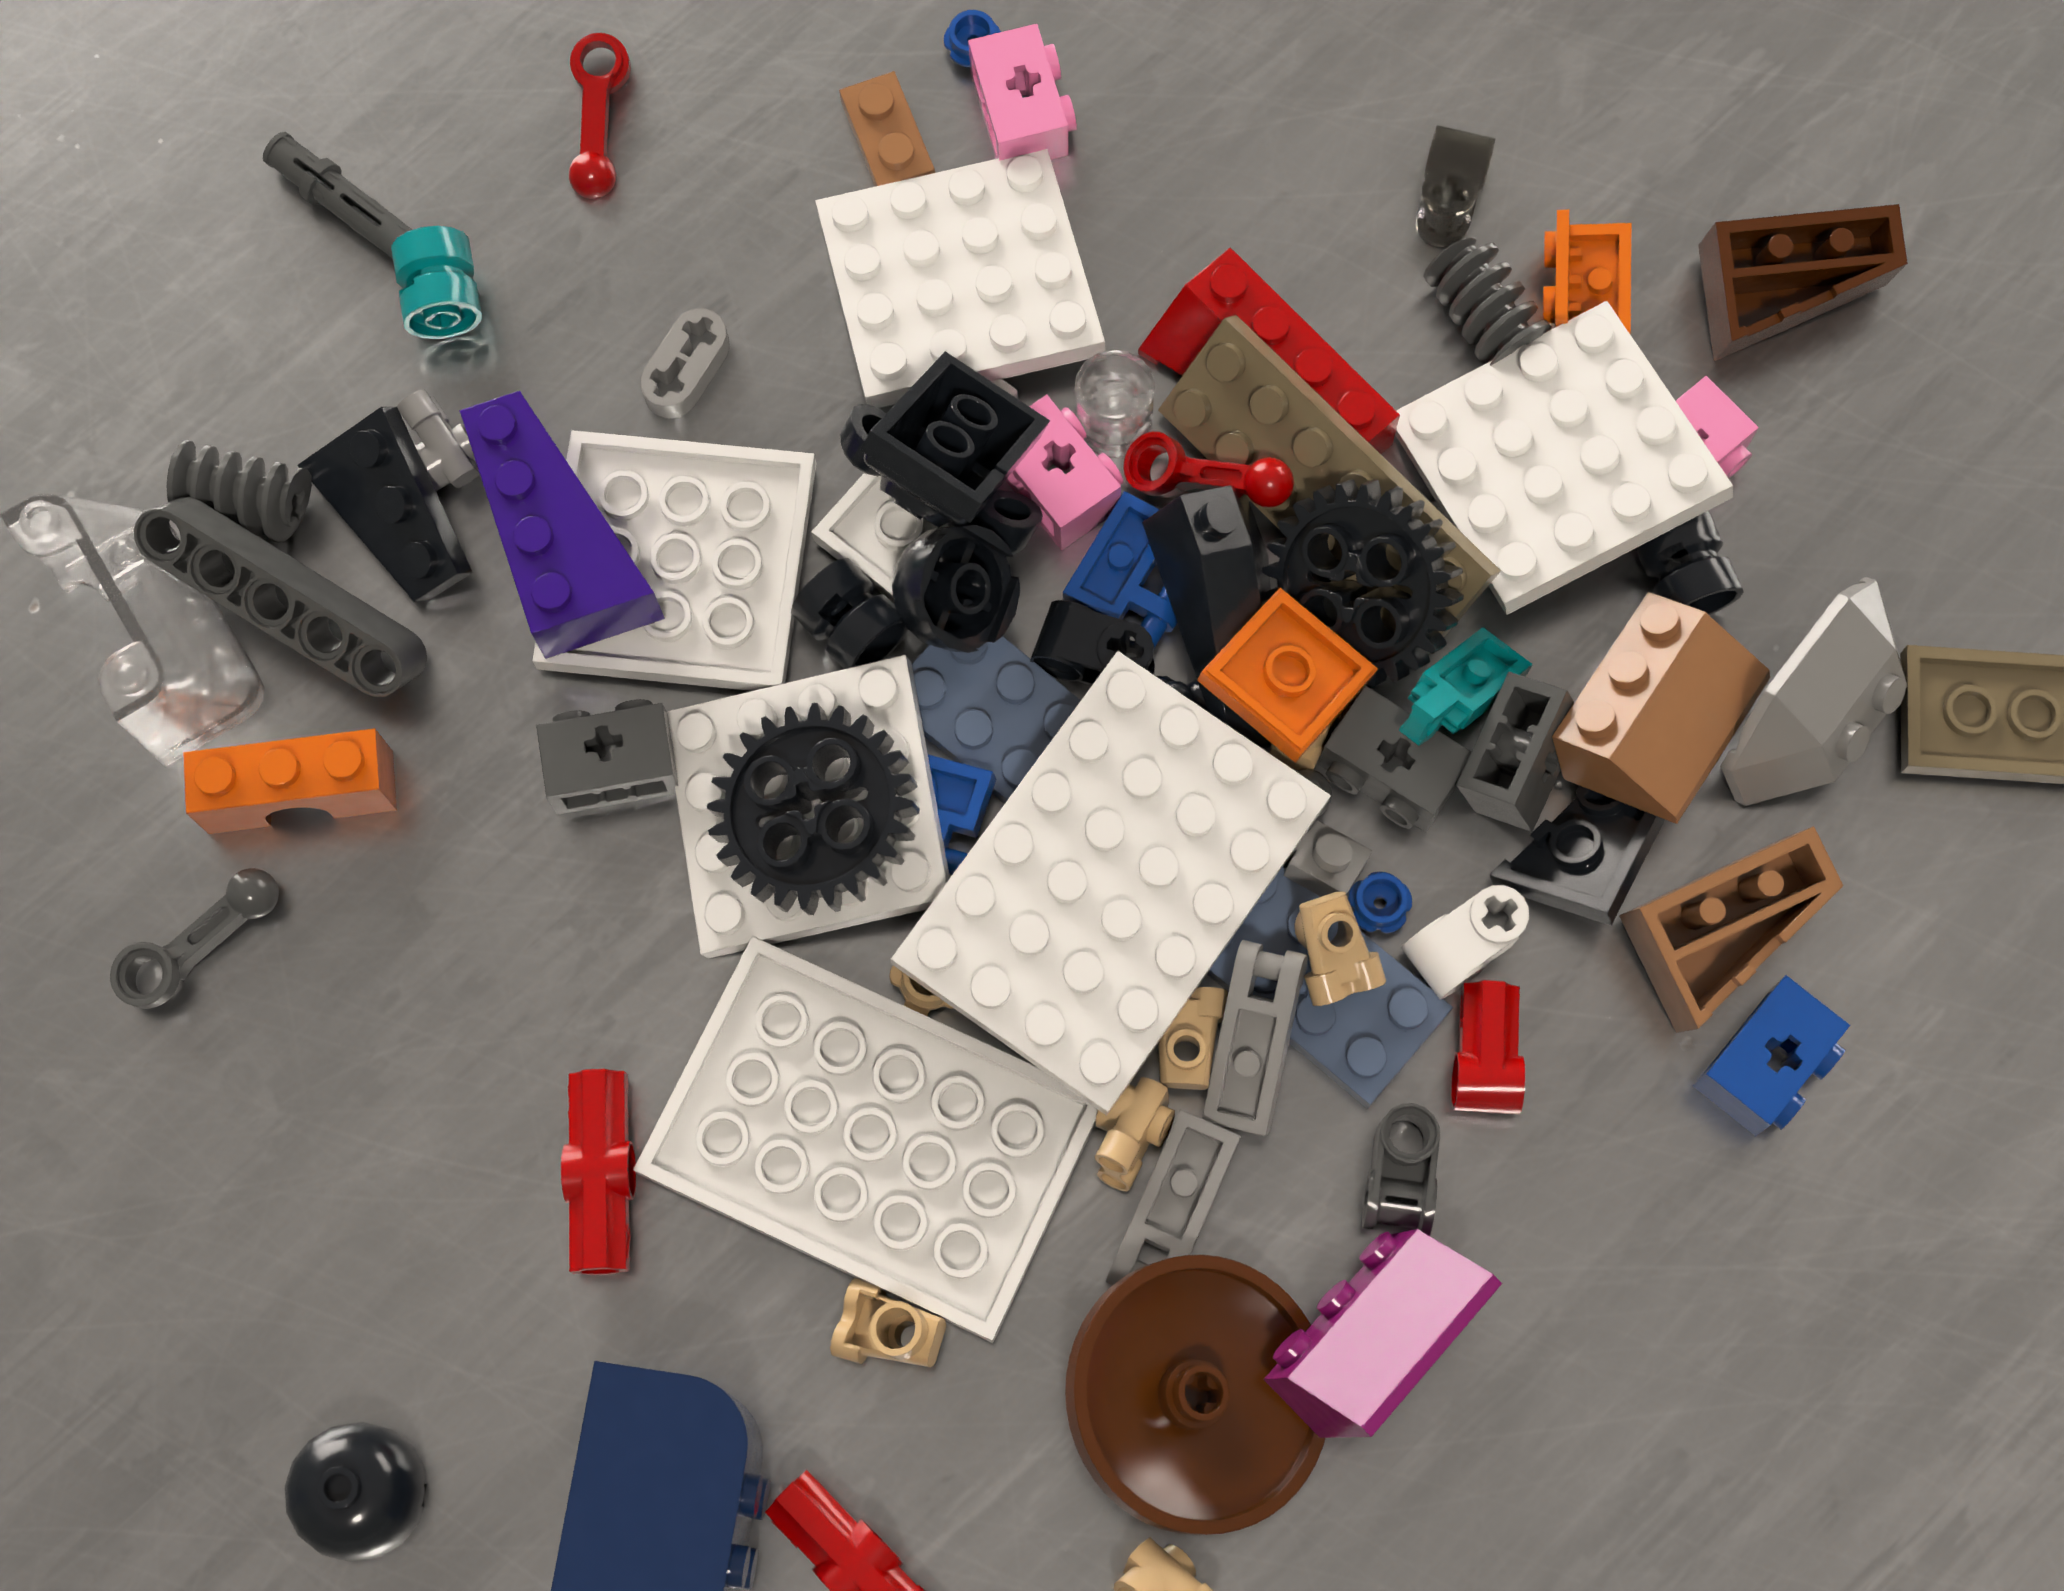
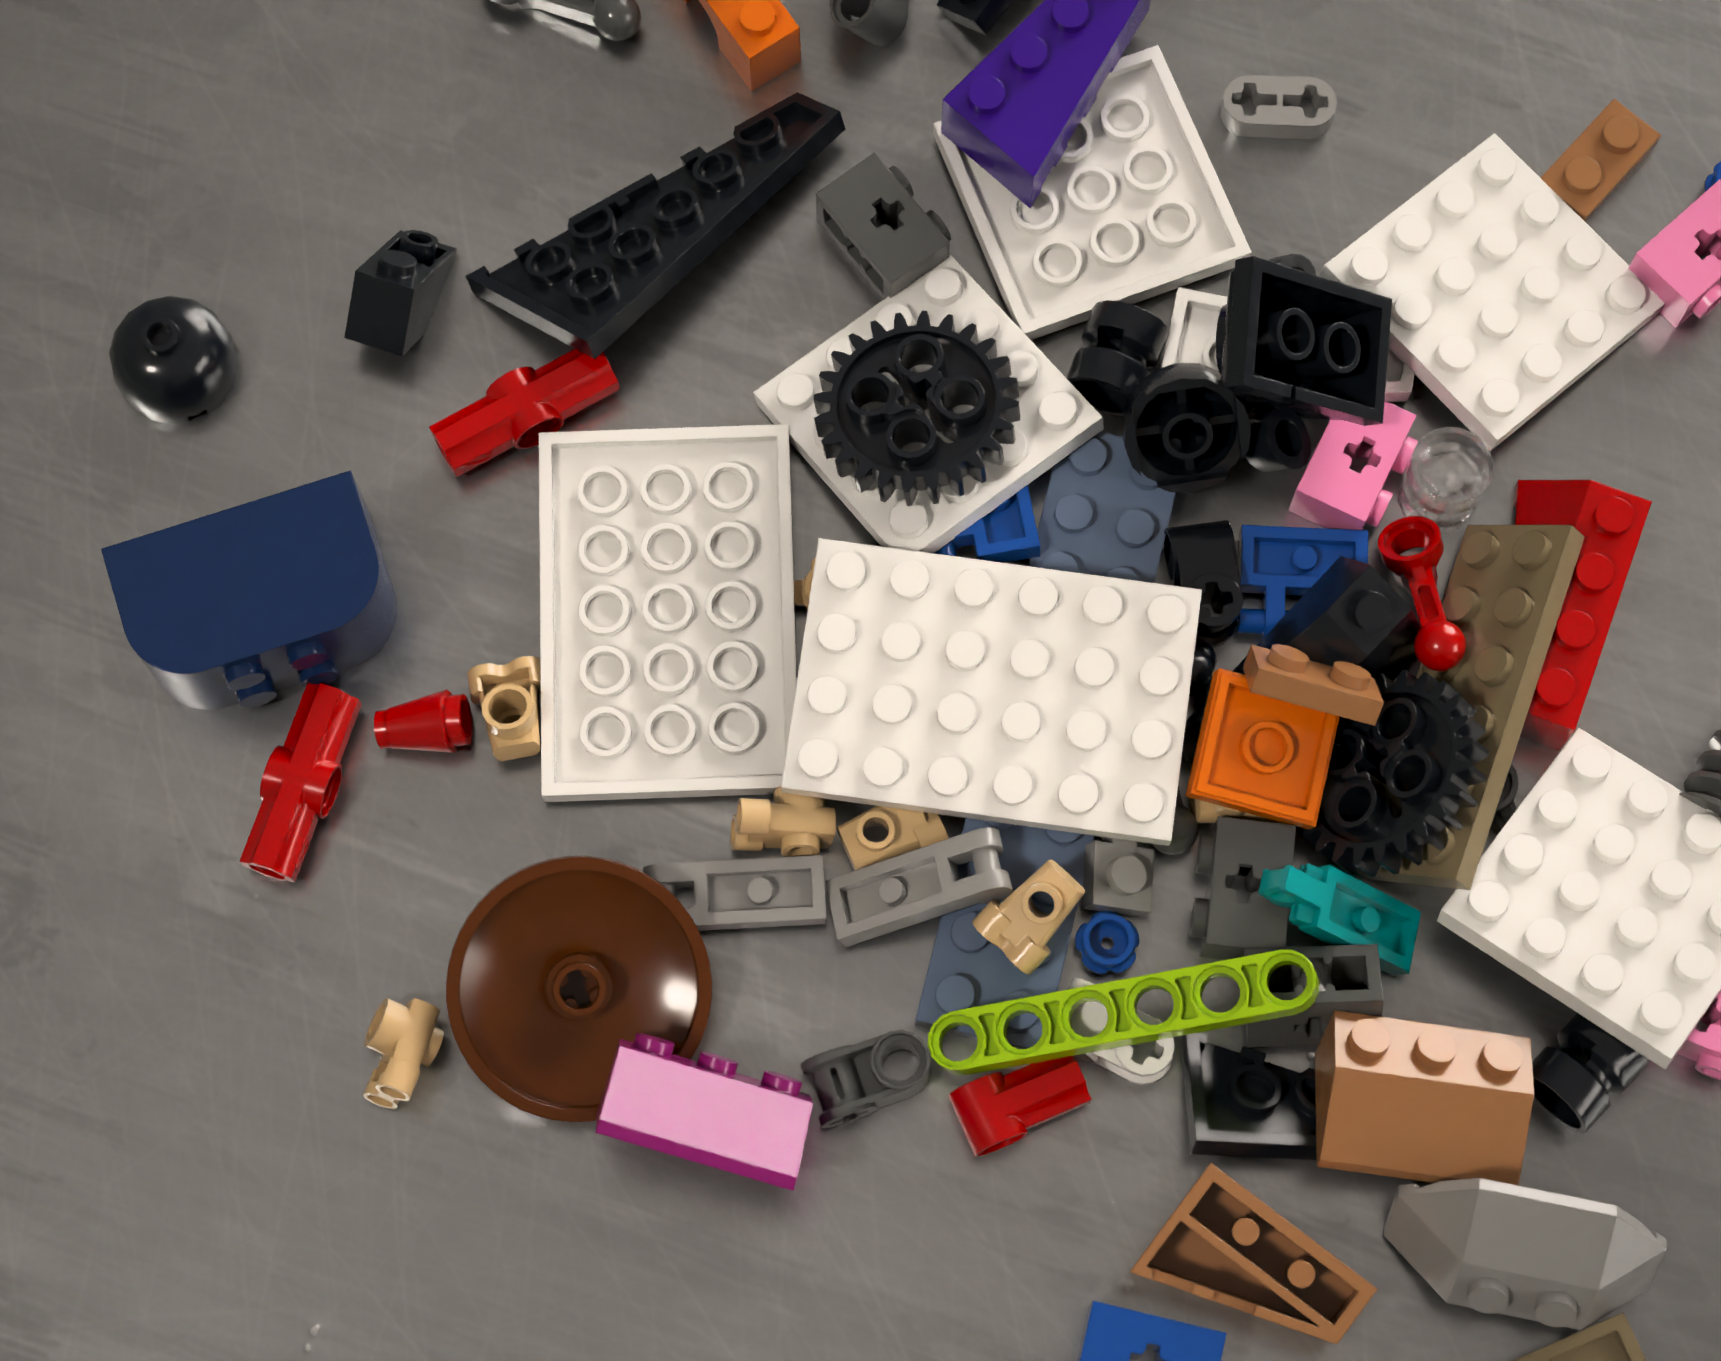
camera: 60 degrees right, 0 degrees up
(414, 1234) = (398, 291): none -> black slope
(495, 971) = (655, 232): none -> black wing
(862, 1417) = (426, 724): none -> red cone
(1258, 601) = (1293, 678): none -> medium nougat plate
(1458, 913) = (1121, 1002): none -> lime beam

